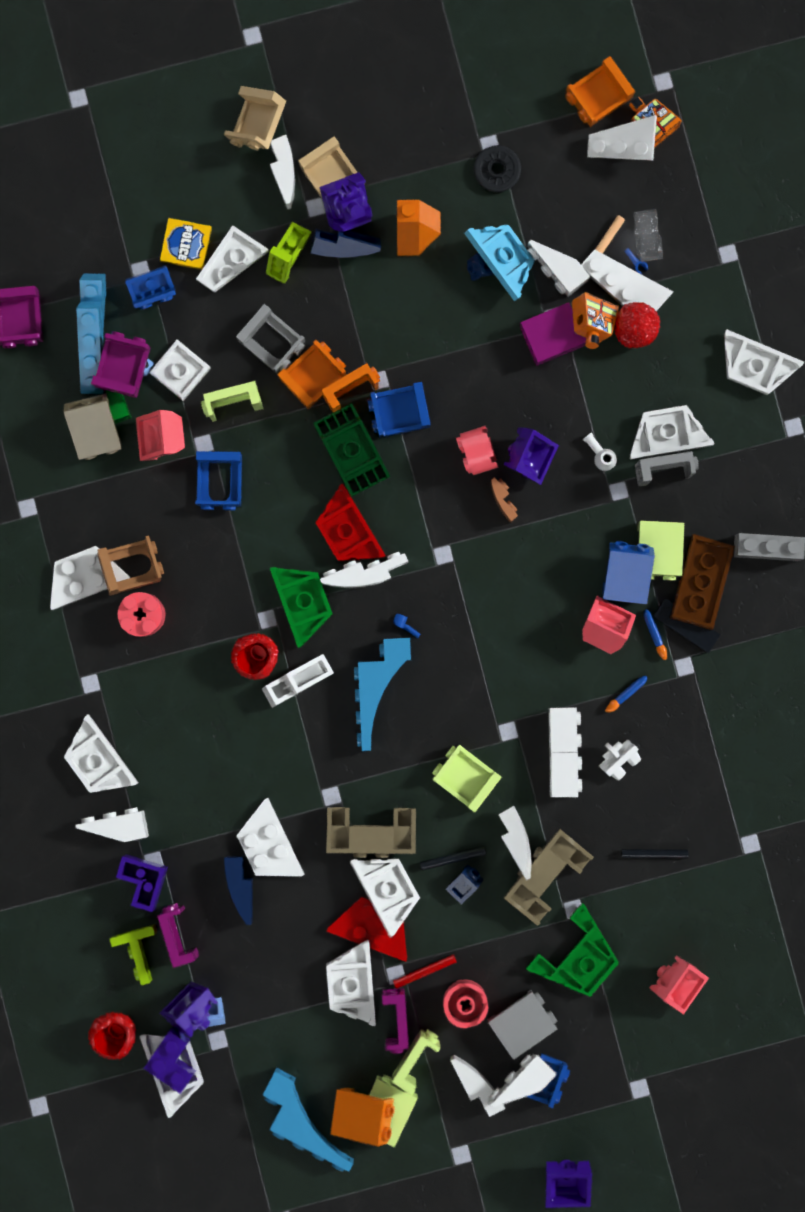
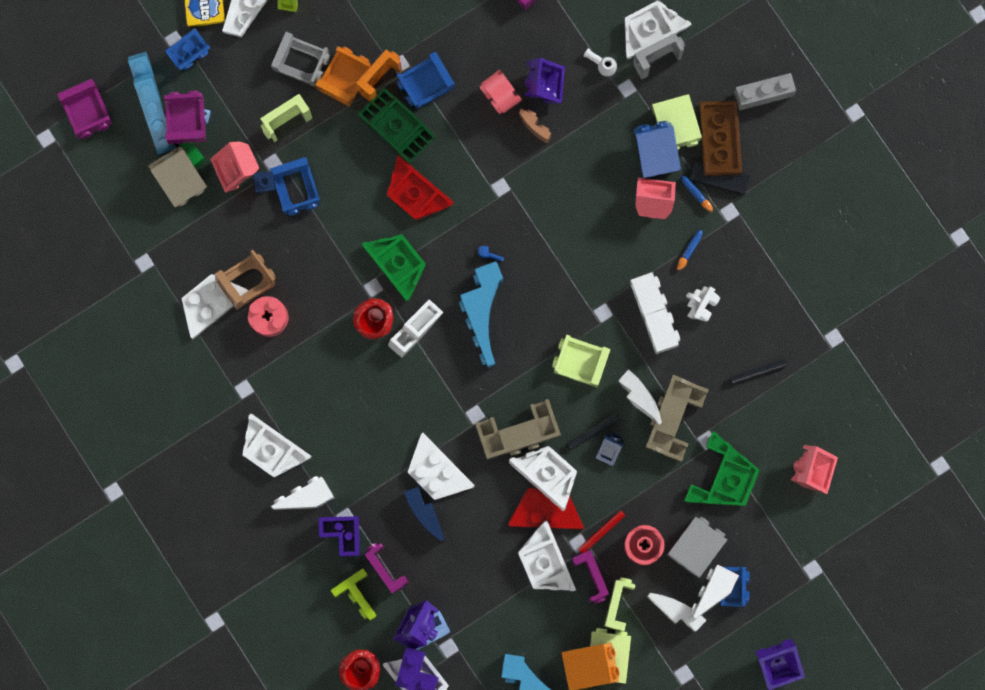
camera: 15 degrees left, 5 degrees down
(180, 370) = (233, 109): white tile -> none
(185, 464) = (263, 182): none -> dark blue bracket
(355, 576) = (435, 227): white slope -> none

